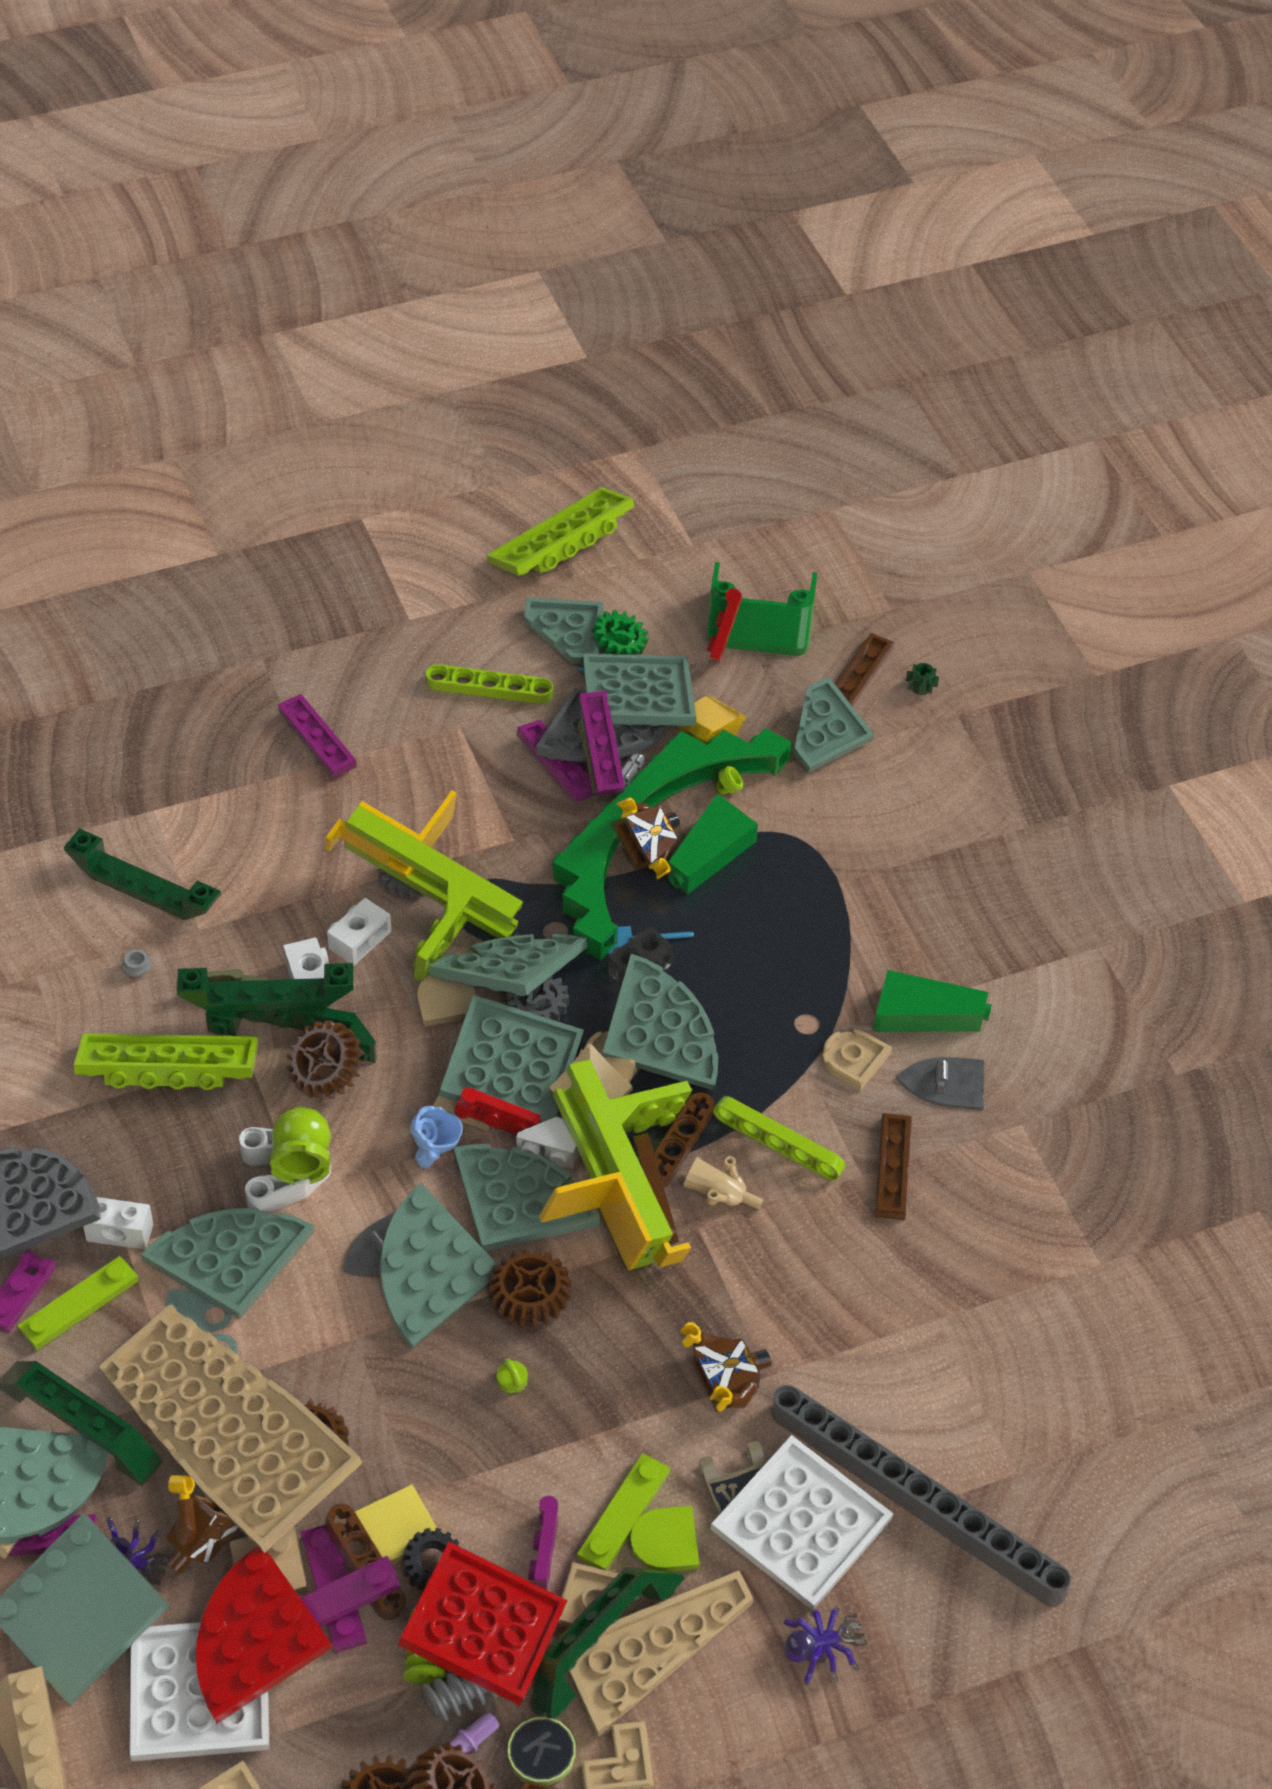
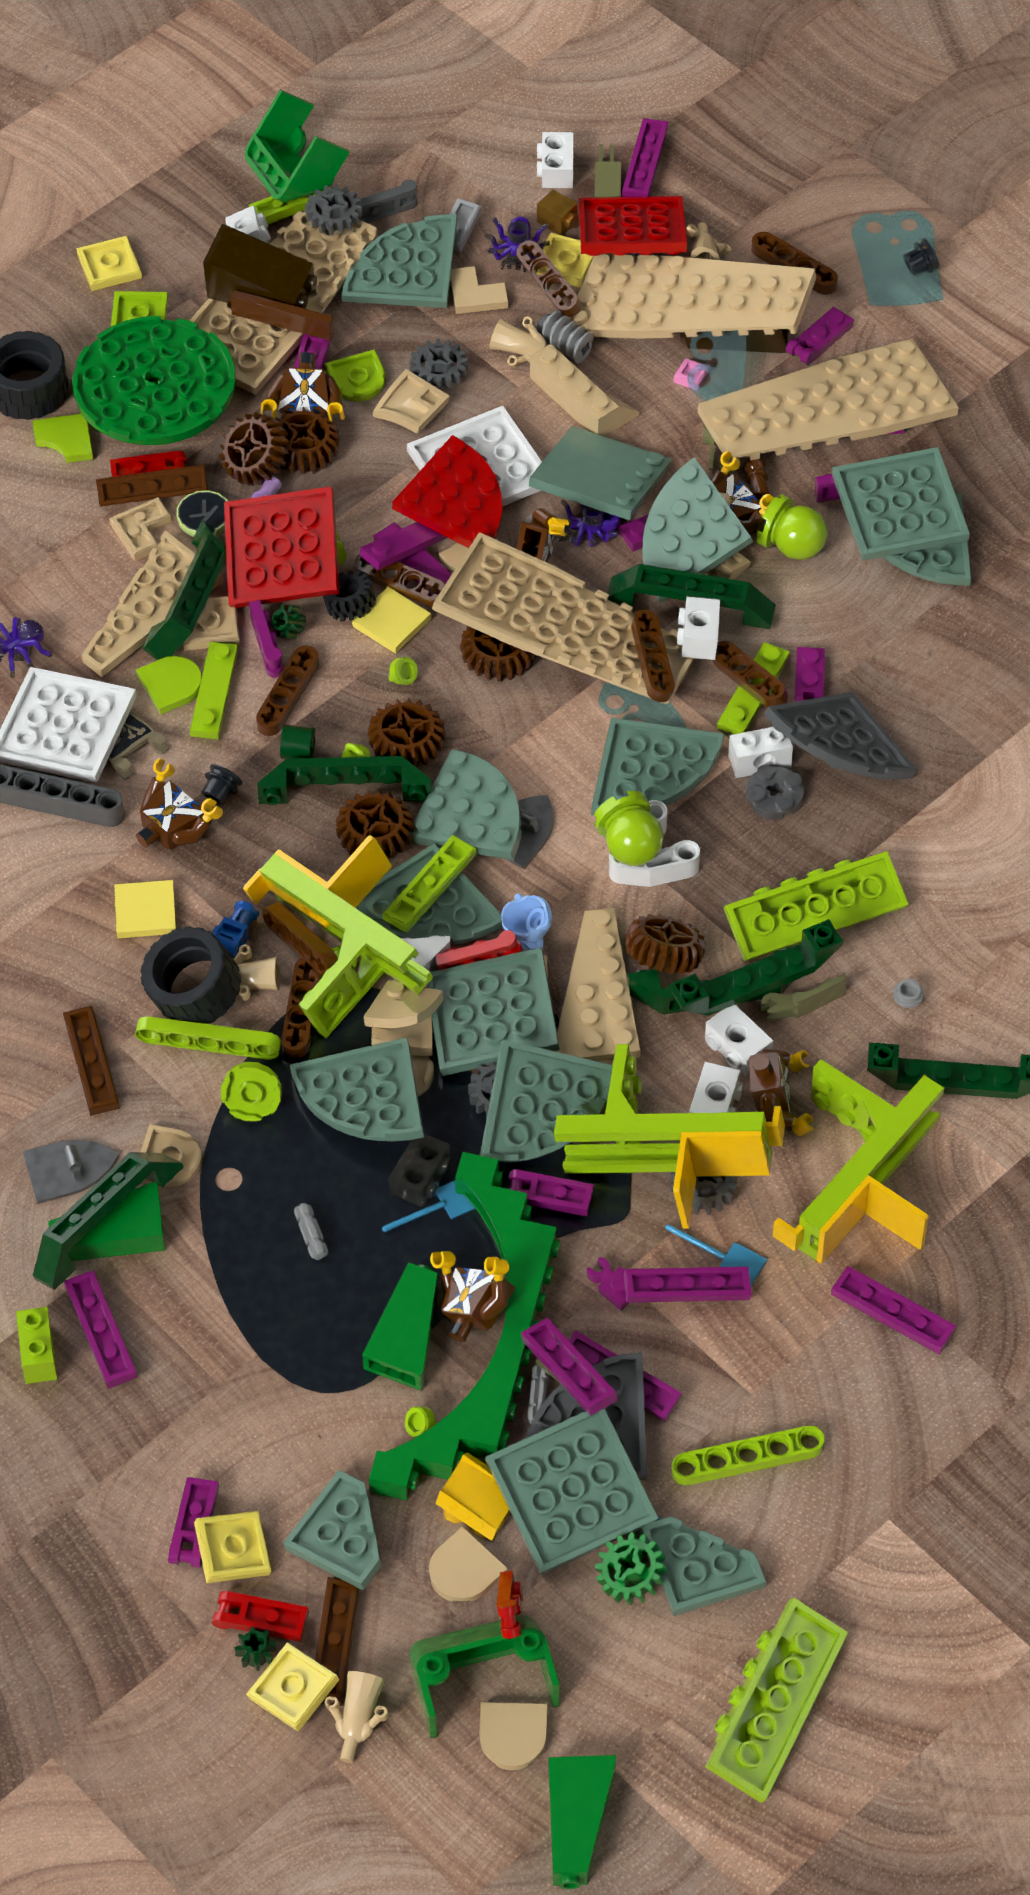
camera: 160 degrees right, 5 degrees up
(74, 1303) = (750, 673): none -> reddish brown beam
(95, 1346) = (699, 628): none -> white brick
(129, 1174) = (777, 778): none -> flat silver plate
(159, 1347) = (655, 655): none -> reddish brown beam
(303, 804) = (860, 1182): none -> lime piece
(305, 918) = (771, 1086): none -> reddish brown torso
(408, 1052) = (597, 998): none -> tan wing
(415, 813) = (736, 1257): none -> dark azure piece
(418, 1450) = (403, 671): none -> lime tile
(434, 1367) = (407, 732): none -> reddish brown gear
(469, 799) = (687, 1284): none -> magenta plate
(509, 1194) = (429, 884): none -> lime plate
(511, 1552) = (288, 621): none -> dark green gear
(522, 829) = (612, 1283): none -> magenta plate
(543, 907) = (553, 1192): none -> magenta plate
(544, 1479) = (290, 691): none -> reddish brown beam
(566, 1404) = (297, 742): none -> dark green piece
(608, 1367) = (343, 770): none -> dark green slope
(663, 1387) = (220, 784): none -> black piece
(715, 1230) = (234, 930): none -> blue connector
(733, 520) = (578, 1806): none -> green slope
(741, 684) = (463, 1568): none -> tan tile
(755, 948) = (311, 1231): none -> light grey axle
(756, 579) = (513, 1733): none -> tan tile
(758, 1066) = (251, 1091): none -> lime tile
(789, 1293) = (144, 909): none -> light yellow tile
(795, 1154) = (171, 956): none -> black tyre
(857, 625) = (360, 1702): none -> tan piece
(902, 647) = (292, 1687): none -> light yellow tile
(910, 700) = (278, 1617): none -> red plate
(914, 745) = (232, 1546): none -> light yellow tile
(927, 1000) = (53, 1262): none -> dark green slope
(936, 775) = (196, 1502): none -> magenta plate
(964, 933) = (100, 1329): none -> magenta plate
(1023, 932) = (36, 1345): none -> lime brick

